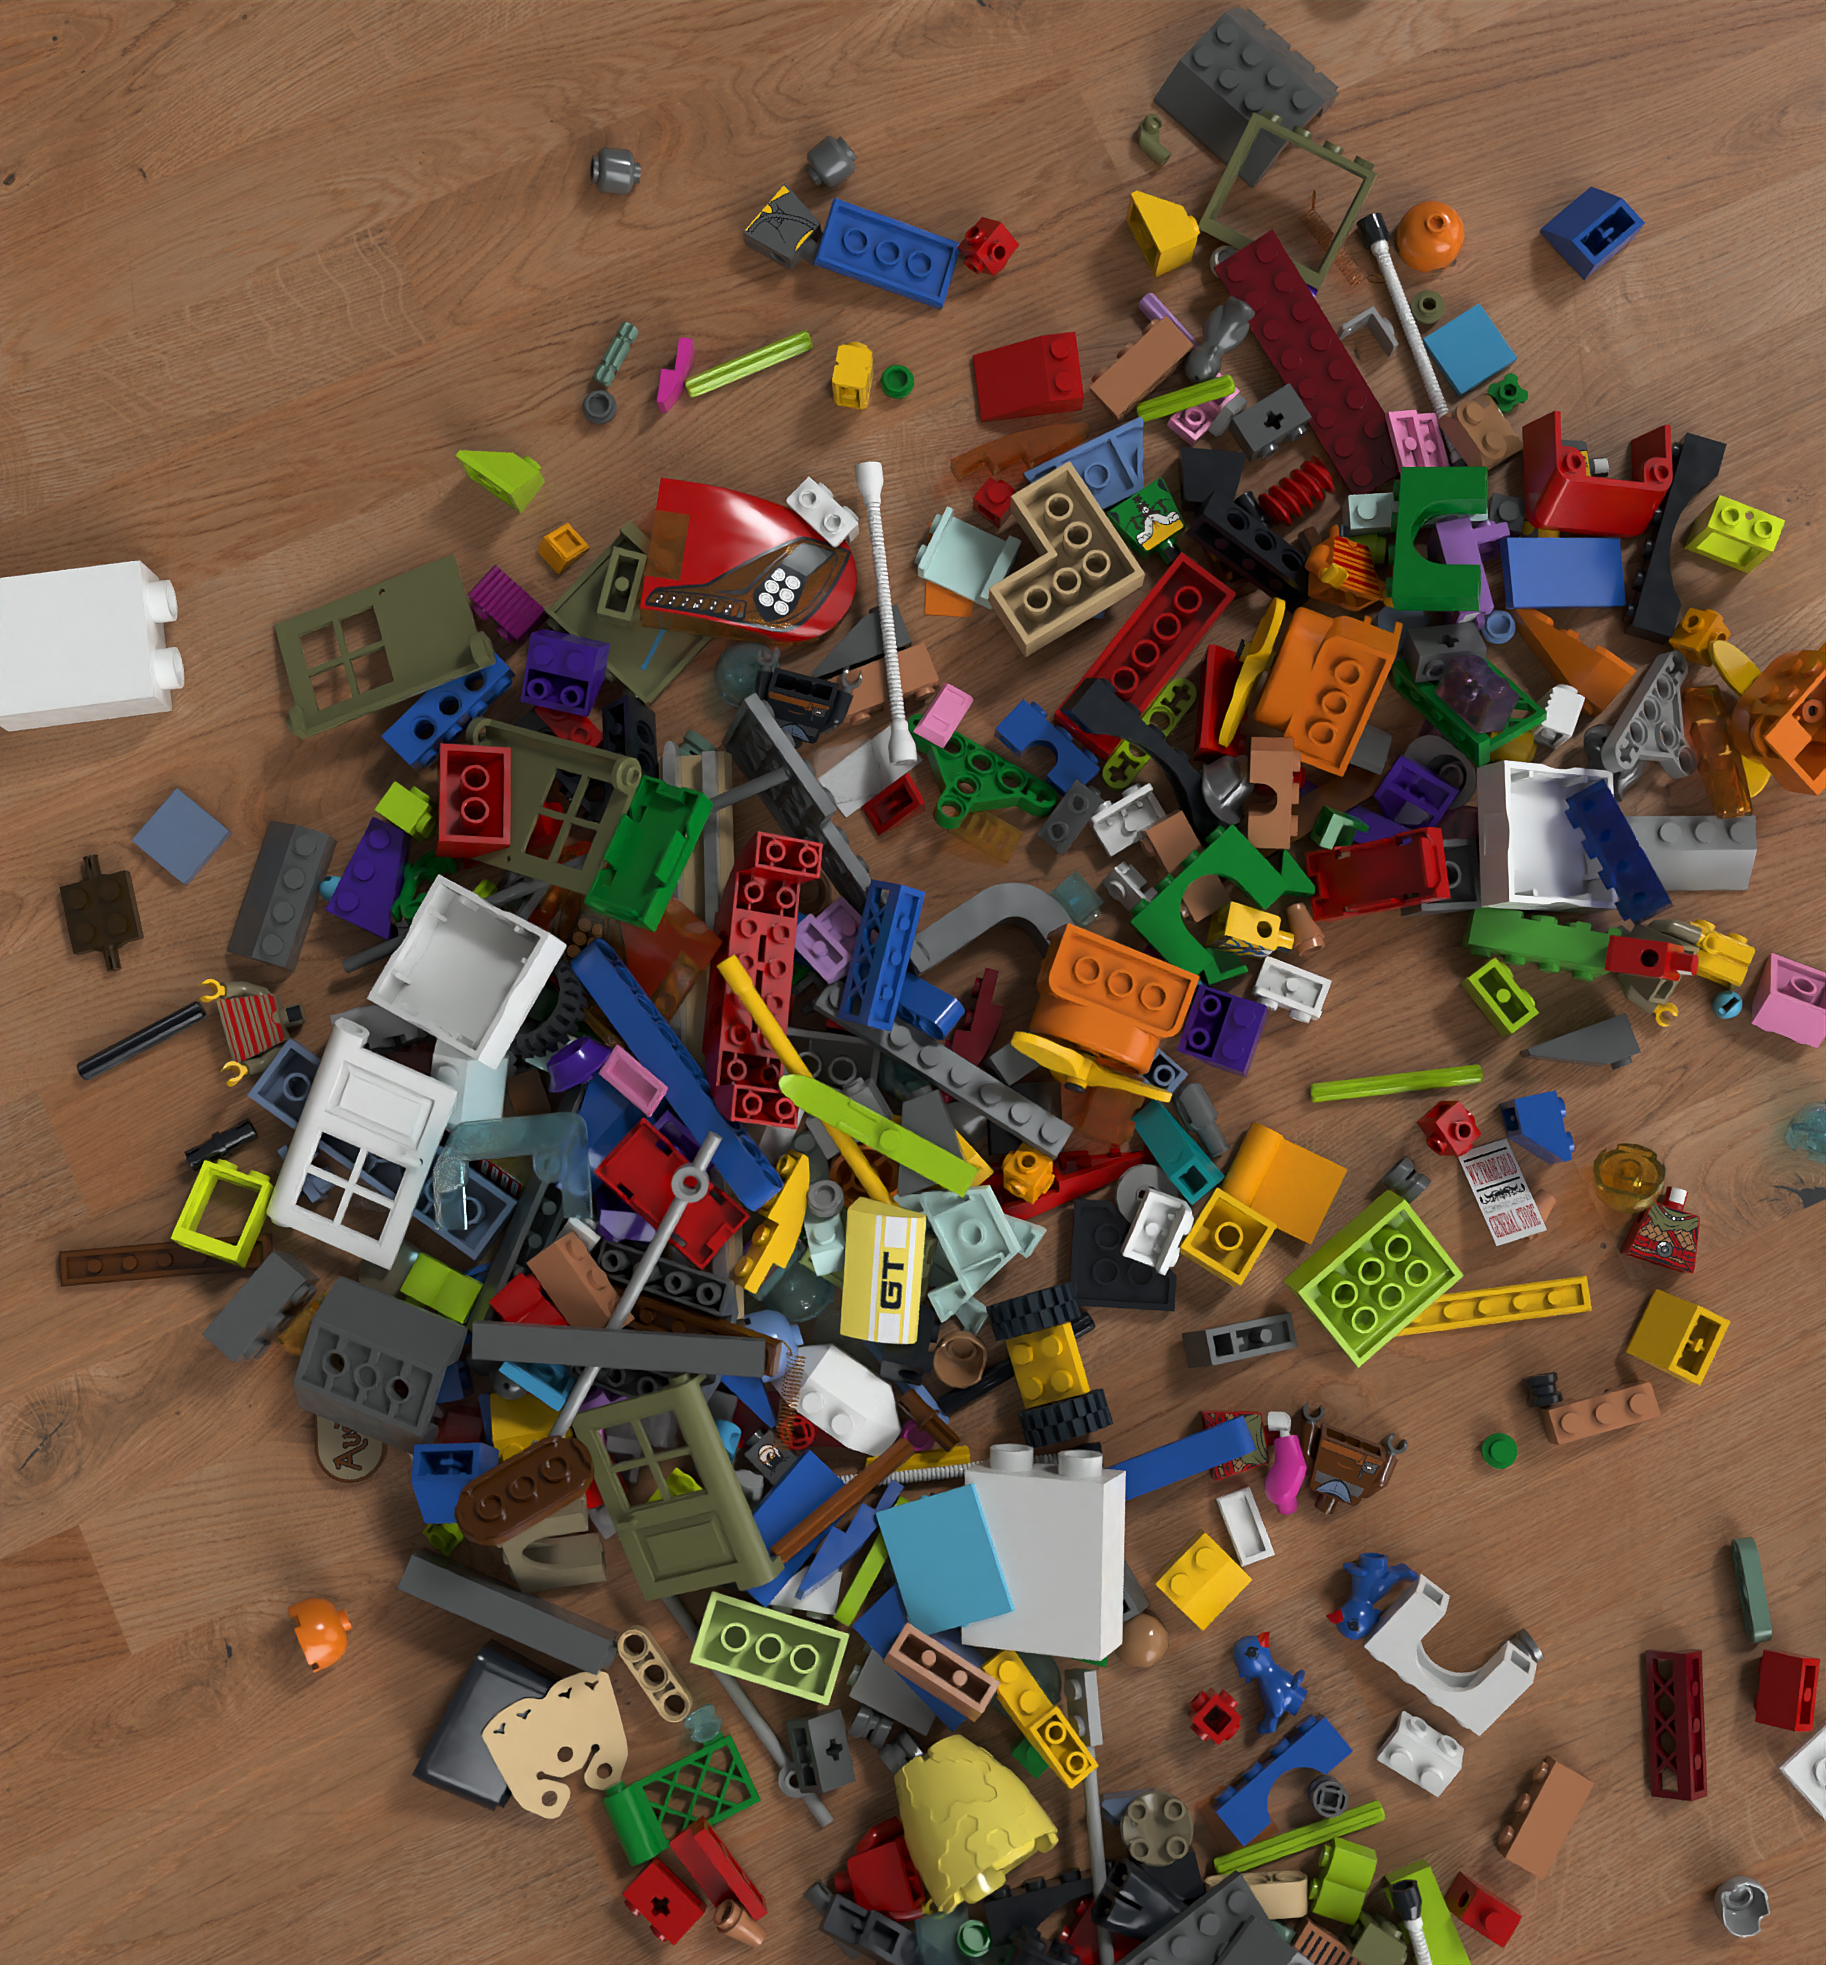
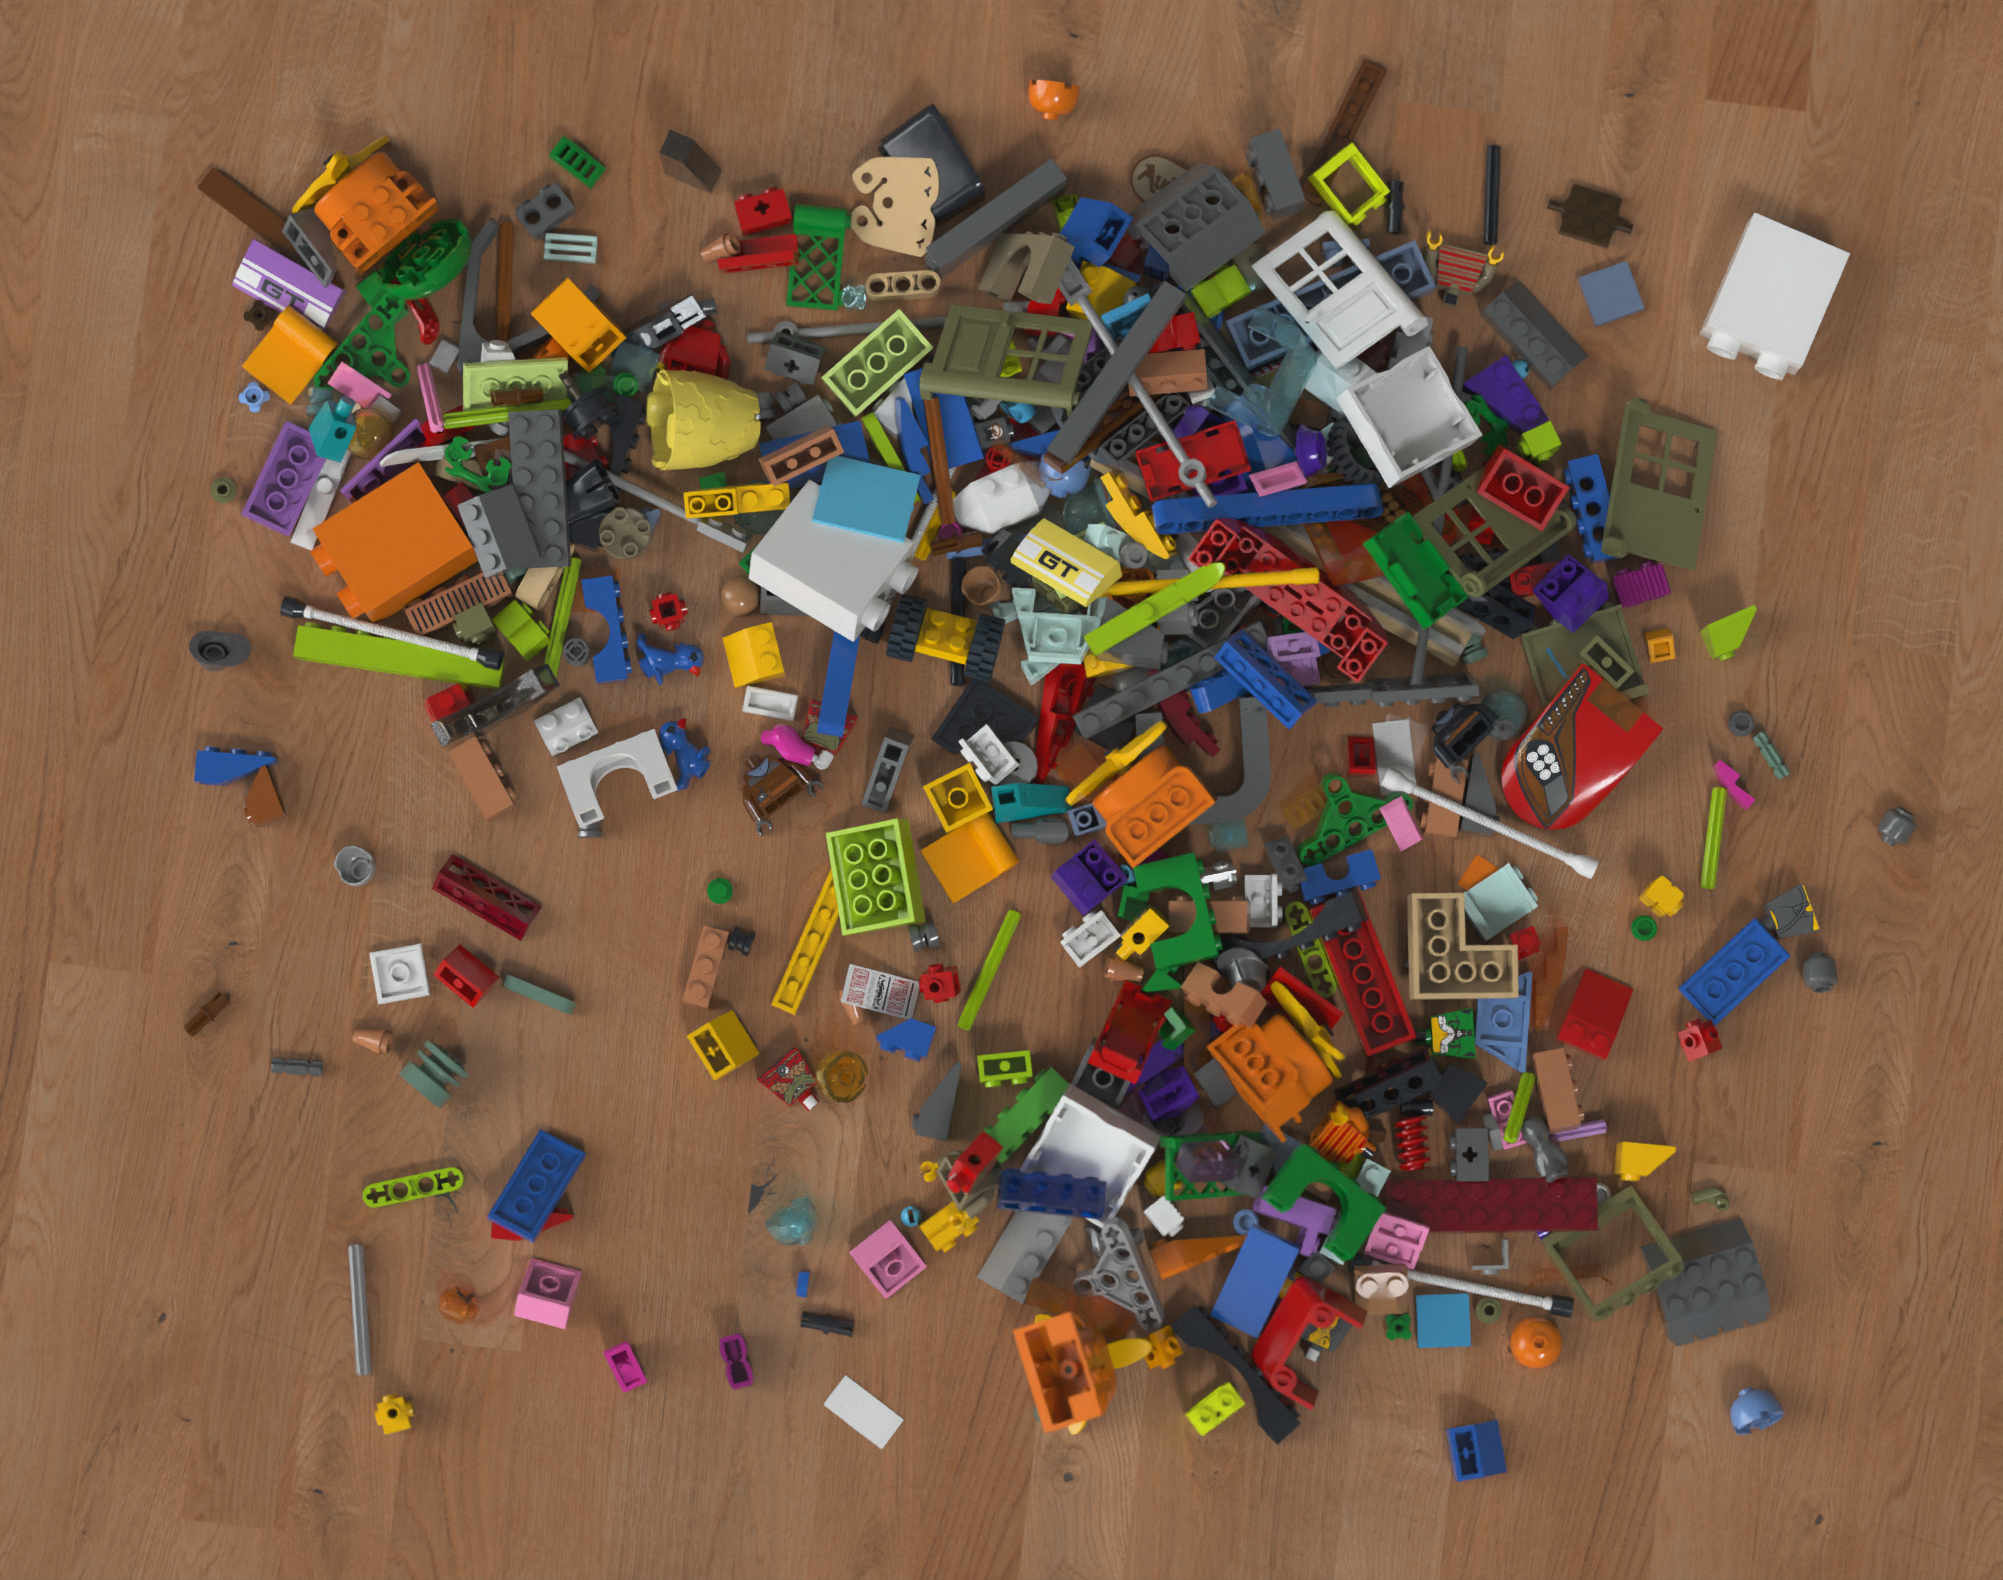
camera: 115 degrees right, 0 degrees up
(524, 1490) = (1065, 266): reddish brown tile -> none
(819, 509) = (1582, 822): white bracket -> none
(1027, 1173) = (1073, 695): light orange brick -> none
(1464, 1857) = (497, 707): none -> clear smoke arch

